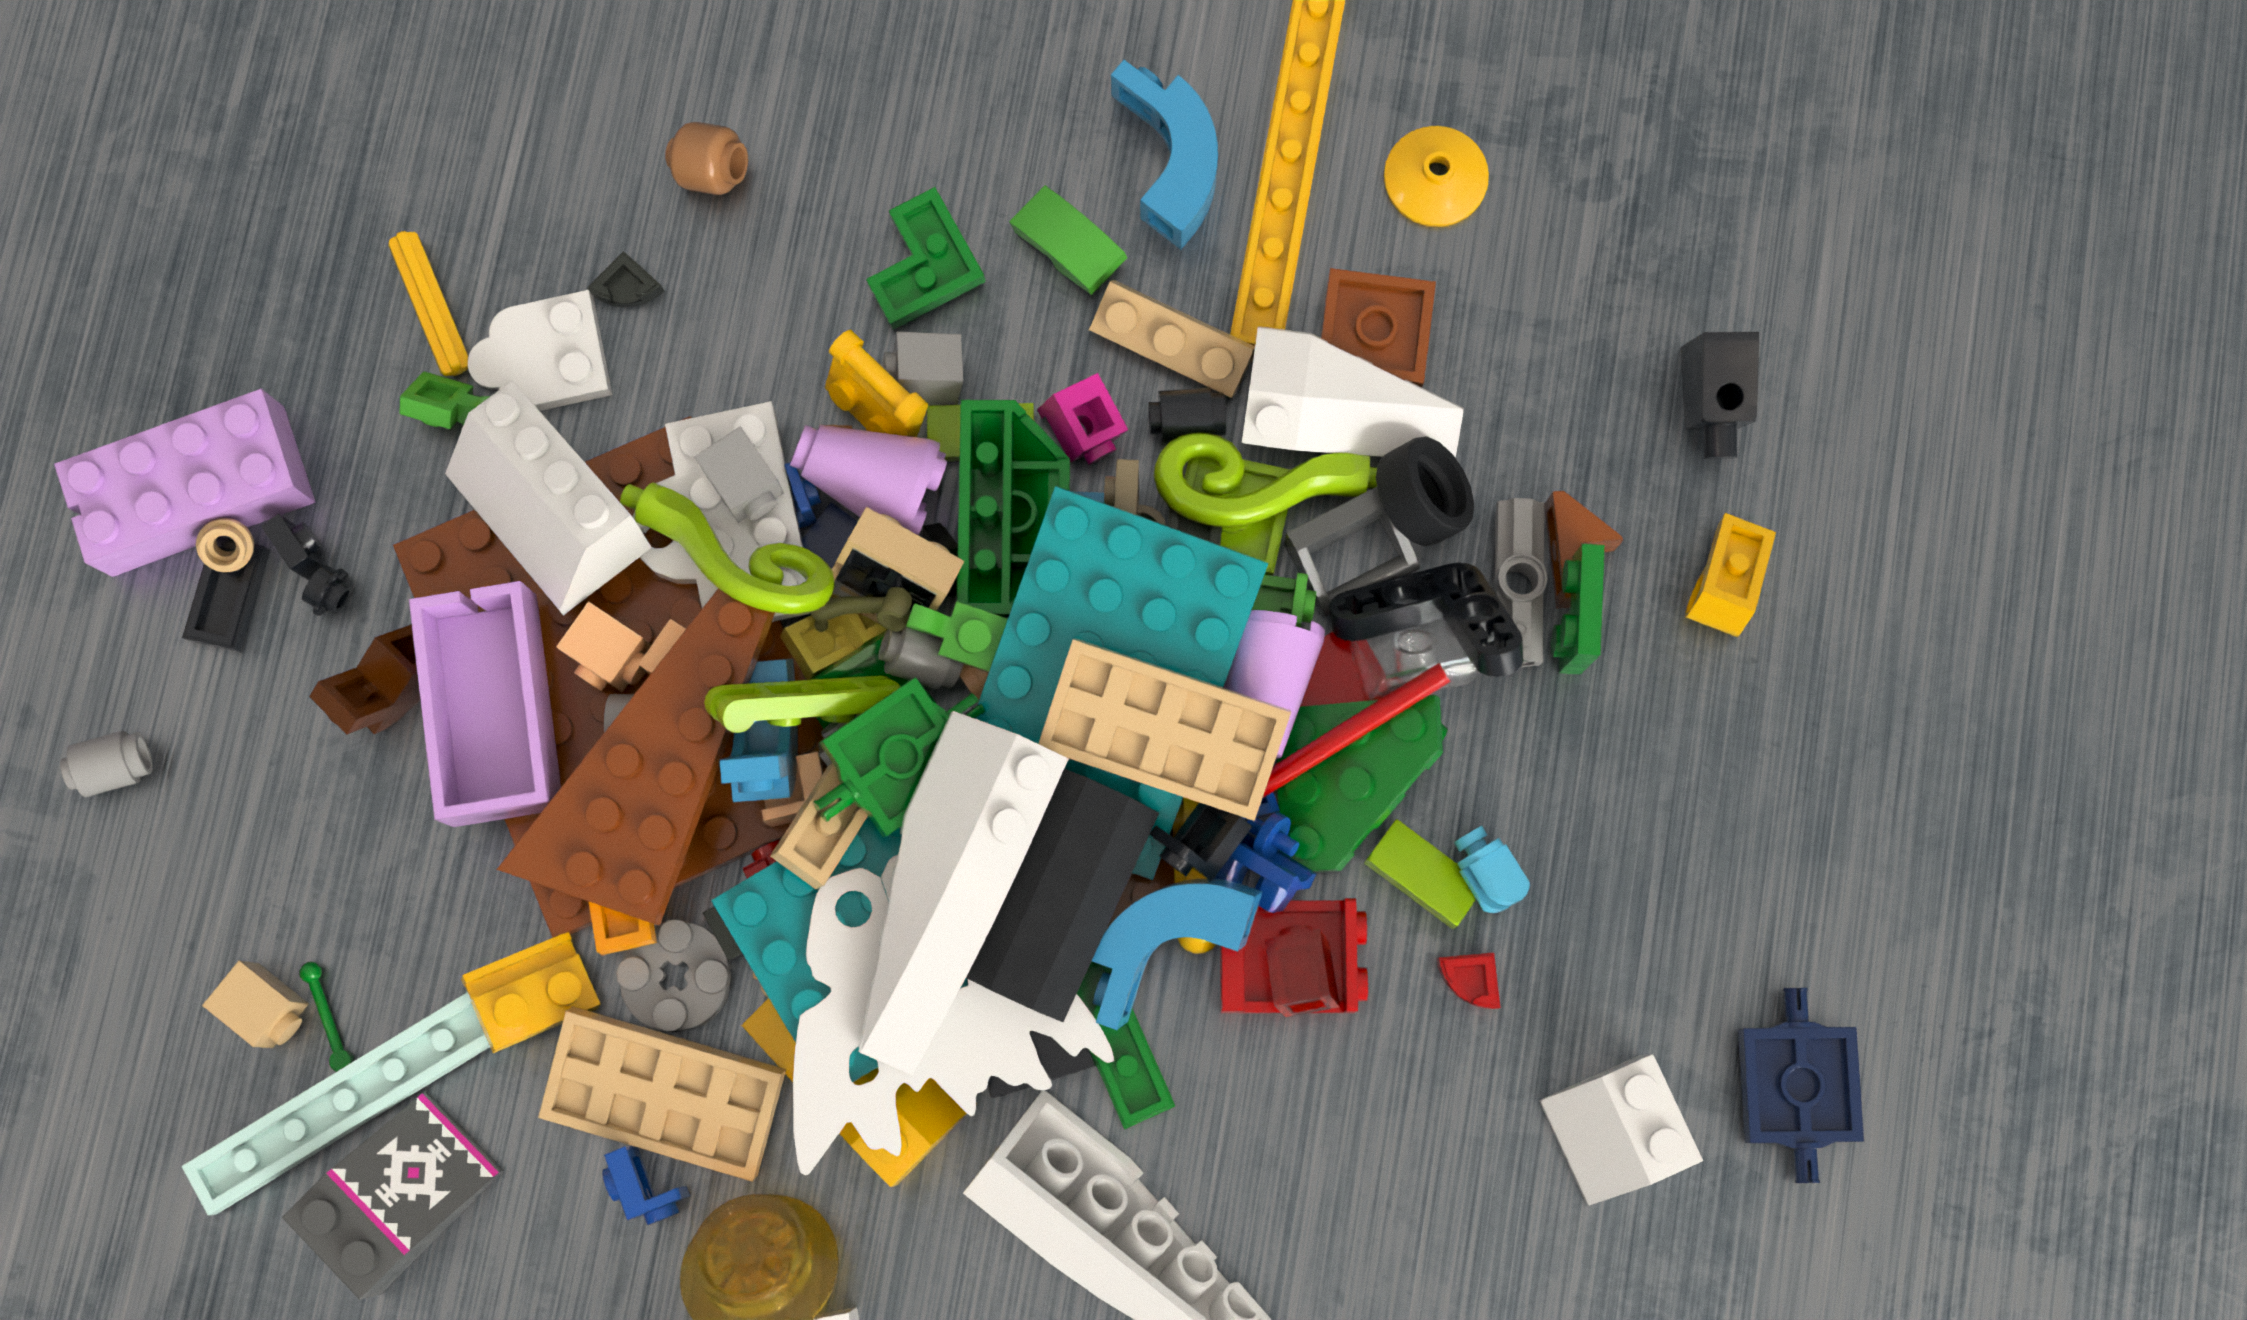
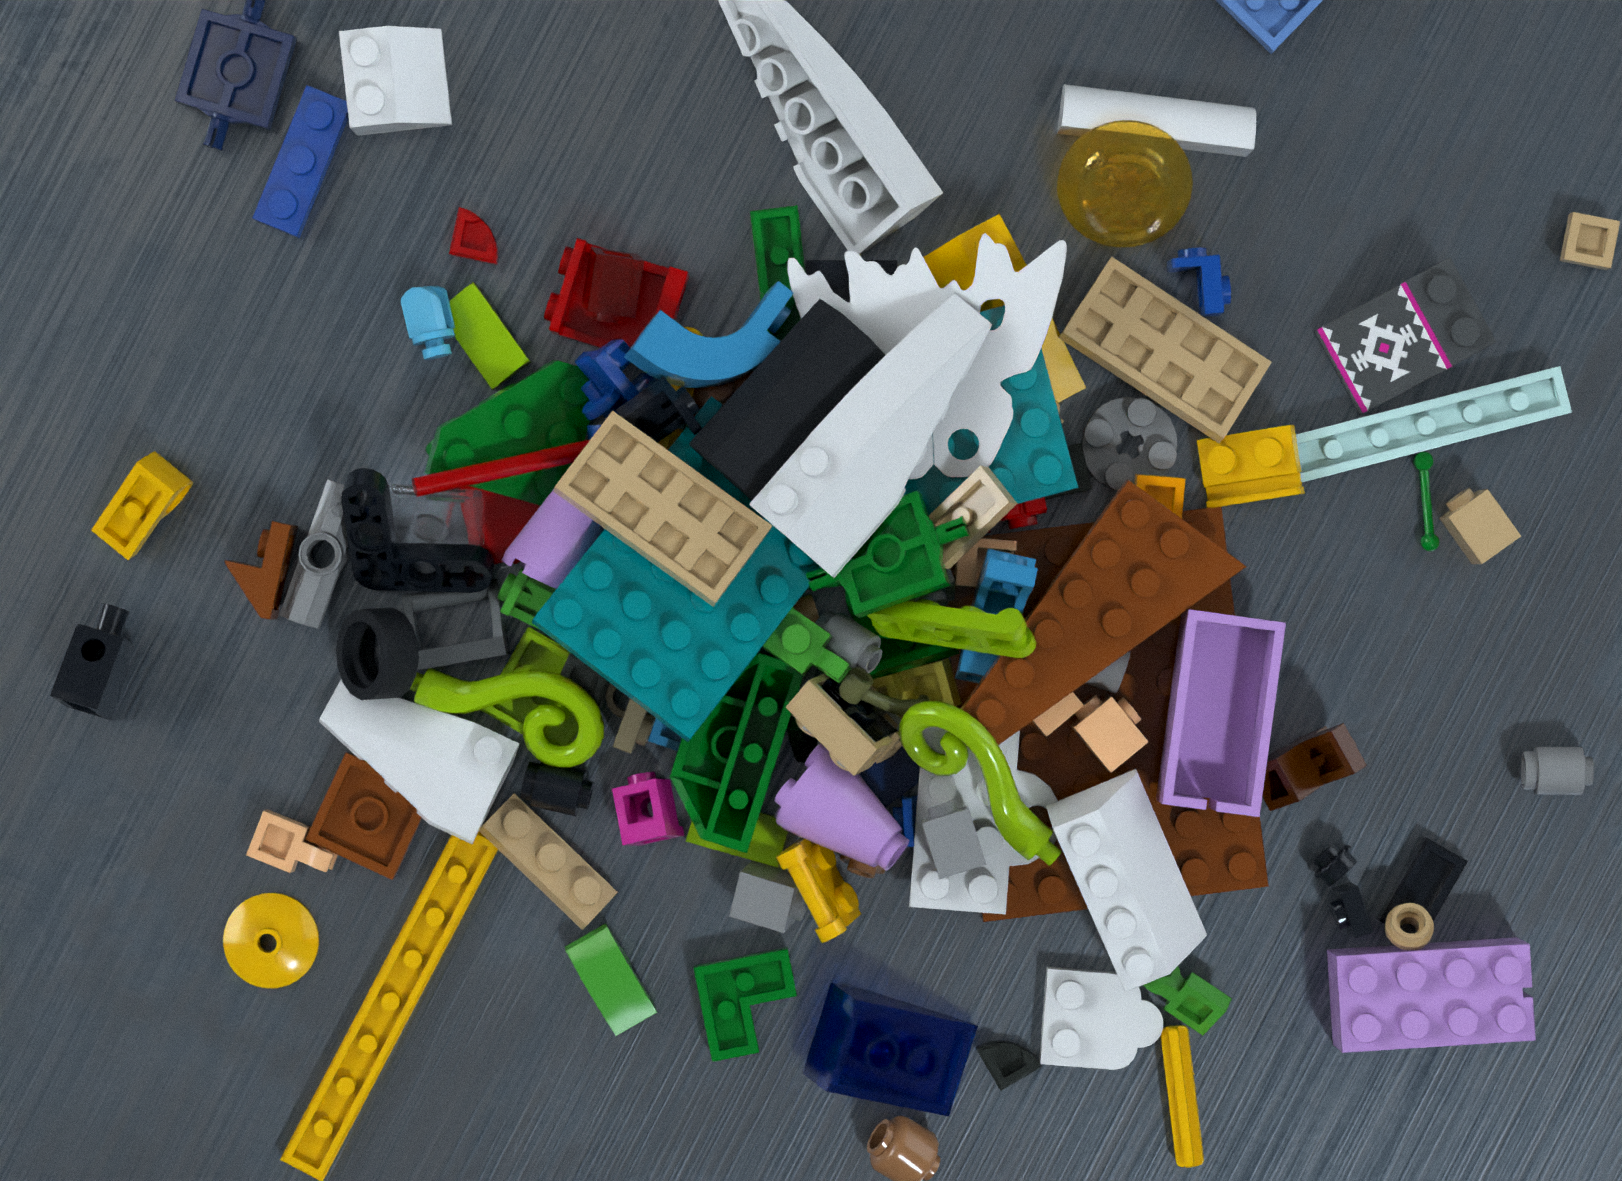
camera: 165 degrees left, 10 degrees up
(754, 253) = (888, 1050): none -> clear blue slope
(1186, 188) = (475, 1030): dark azure arch -> none
(1459, 272) = (283, 843): none -> light nougat plate
(1579, 635) = (288, 493): green plate -> none
(1690, 1004) = (302, 162): none -> blue plate

